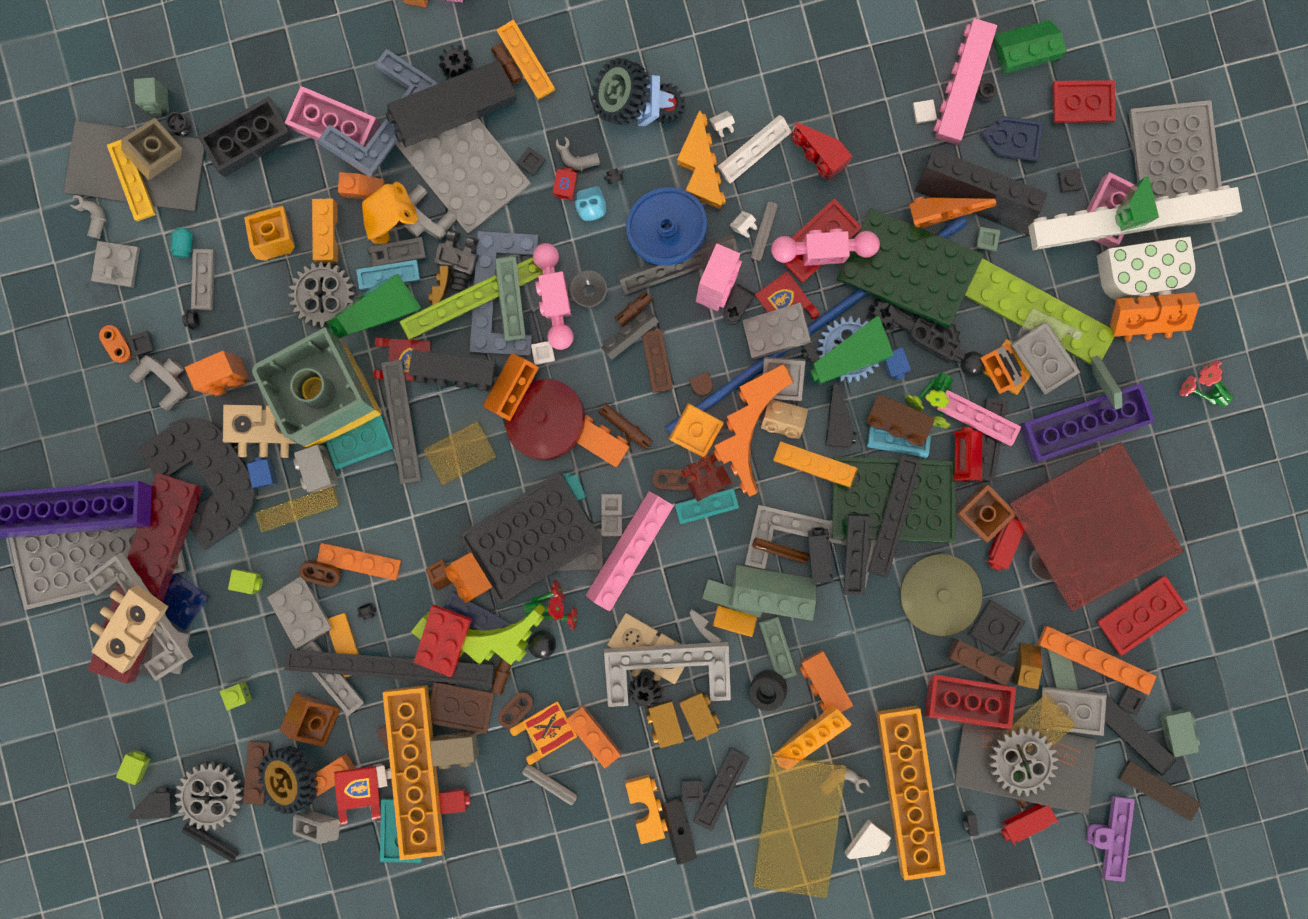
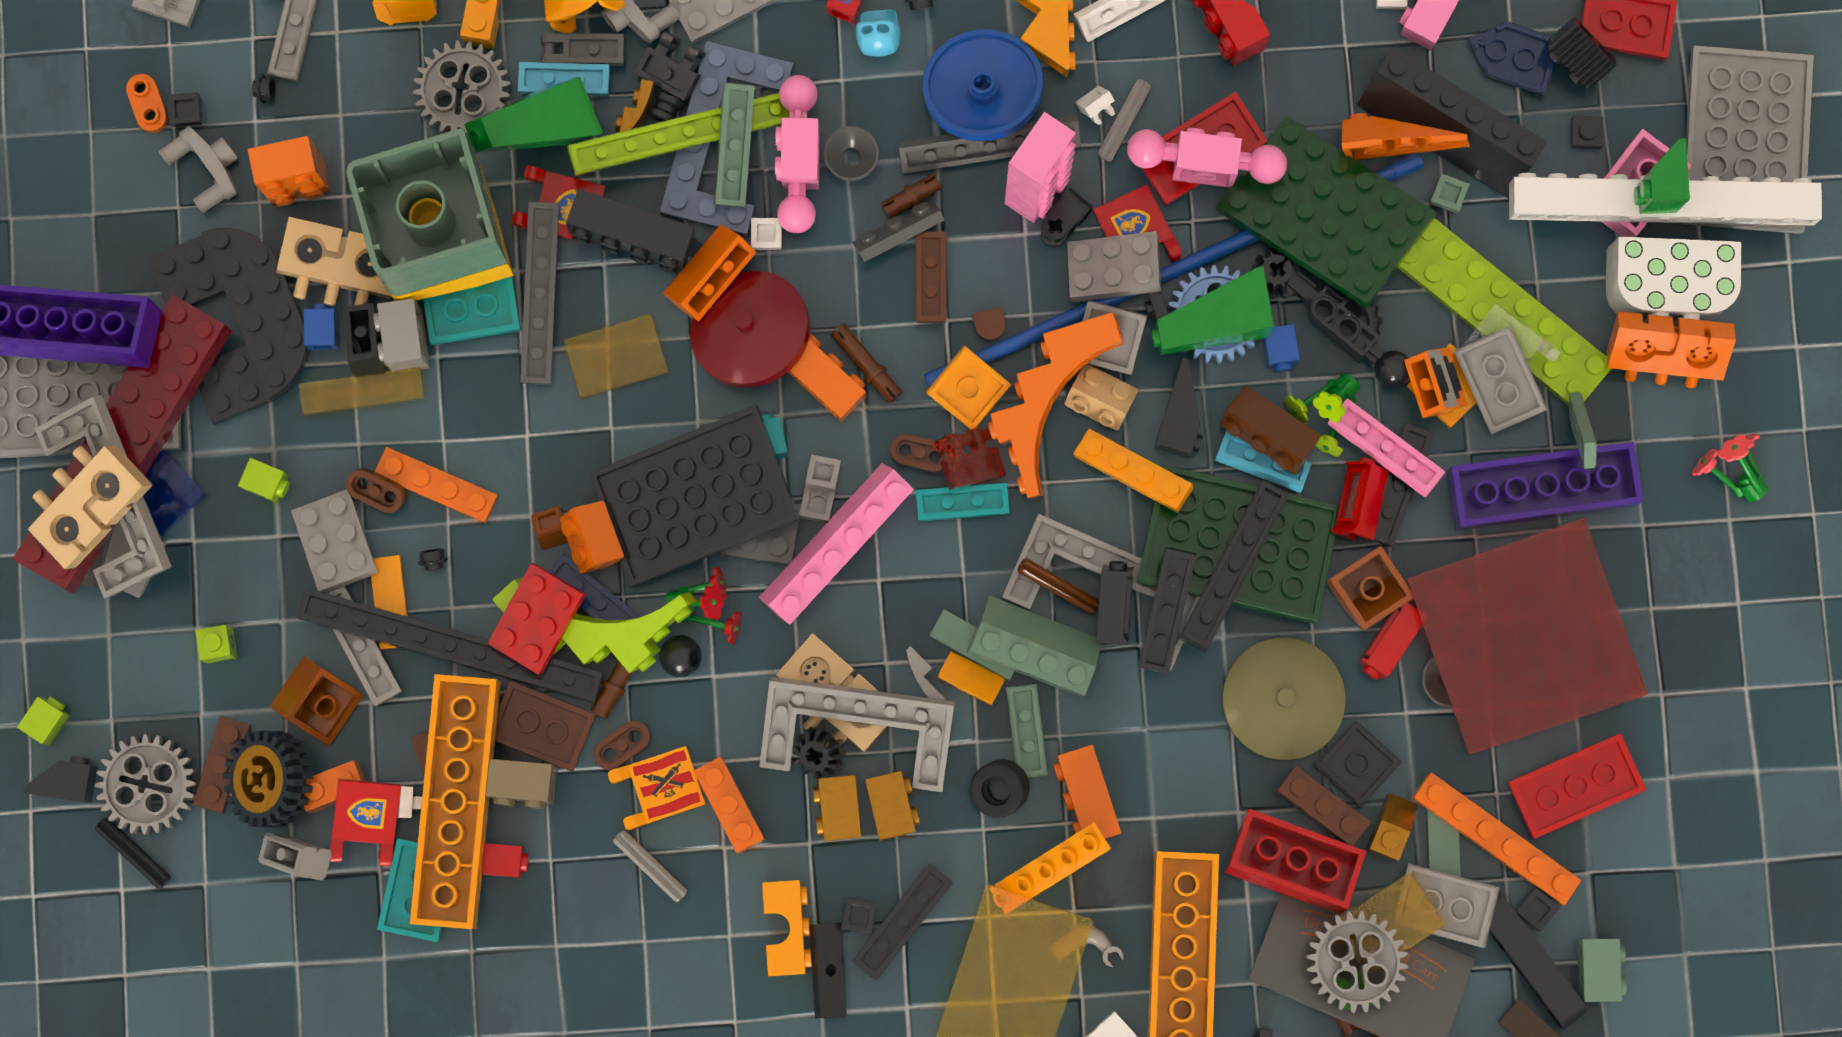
camera: 10 degrees right, 5 degrees down
(289, 477) = (362, 340): none -> black brick
(1058, 128) = (1580, 54): none -> black brick

